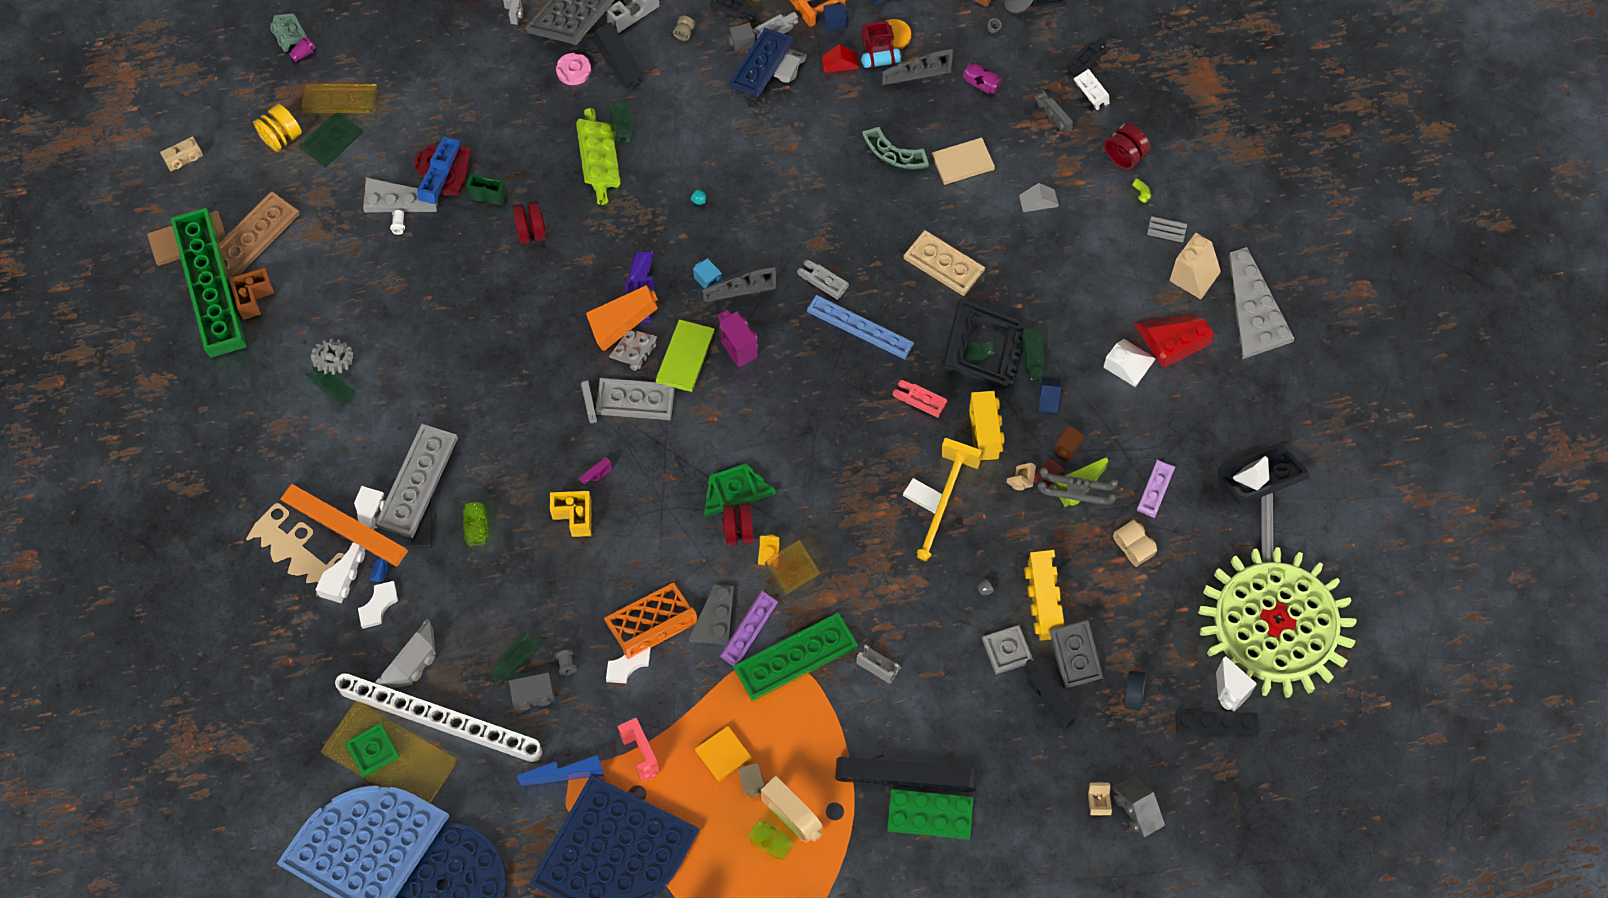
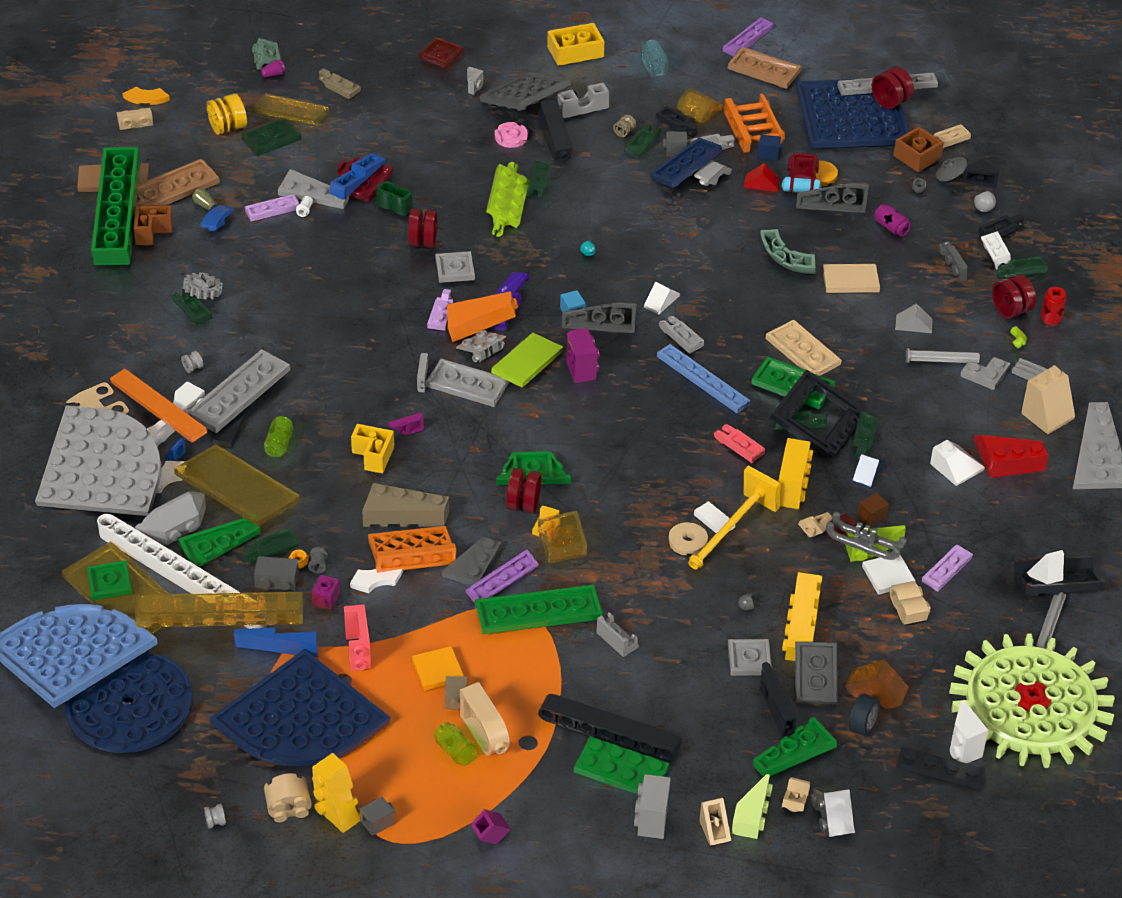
camera: 15 degrees right, 20 degrees down
(183, 121) = (140, 96): none -> light orange tile
(293, 242) = (203, 199): none -> olive cone
(313, 262) = (216, 217): none -> blue slope
(313, 613) = (101, 464): none -> light grey plate
(356, 455) = (192, 361): none -> light grey wheel
(365, 231) = (272, 207): none -> lavender tile
(376, 50) = (339, 84): none -> dark tan hinge
(455, 595) = (237, 485): none -> clear yellow tile
(458, 669) = (213, 542): none -> green wing
(496, 762) = (219, 609): none -> clear yellow brick
(546, 660) = (302, 557): none -> light orange plate
(575, 258) = (455, 267): none -> light grey plate
(580, 324) = (438, 318): none -> lavender hinge
(587, 699) = (325, 592): none -> magenta brick
(627, 574) = (404, 507): none -> dark tan wedge
(706, 42) = (642, 140): none -> clear green hinge
(789, 239) = (660, 298): none -> white slope
(911, 517) = (687, 530): none -> tan tile
(939, 307) = (781, 377): none -> green plate
(977, 857) = (652, 806): none -> light grey brick
(1036, 853) = (714, 821): none -> tan slope
(1063, 30) = (985, 201): none -> light grey piece
(1064, 831) = (750, 809): none -> yellowish green slope
(1077, 235) = (941, 356): none -> light grey axle
(1083, 742) = (792, 750): none -> green wing
(1105, 517) = (885, 573): none -> white tile
(1122, 102) = (1022, 266): none -> clear green hinge
(1124, 246) = (986, 376): none -> light grey plate
(1136, 650) = (880, 681): none -> clear orange brick
(1167, 147) = (1053, 305): none -> red piece

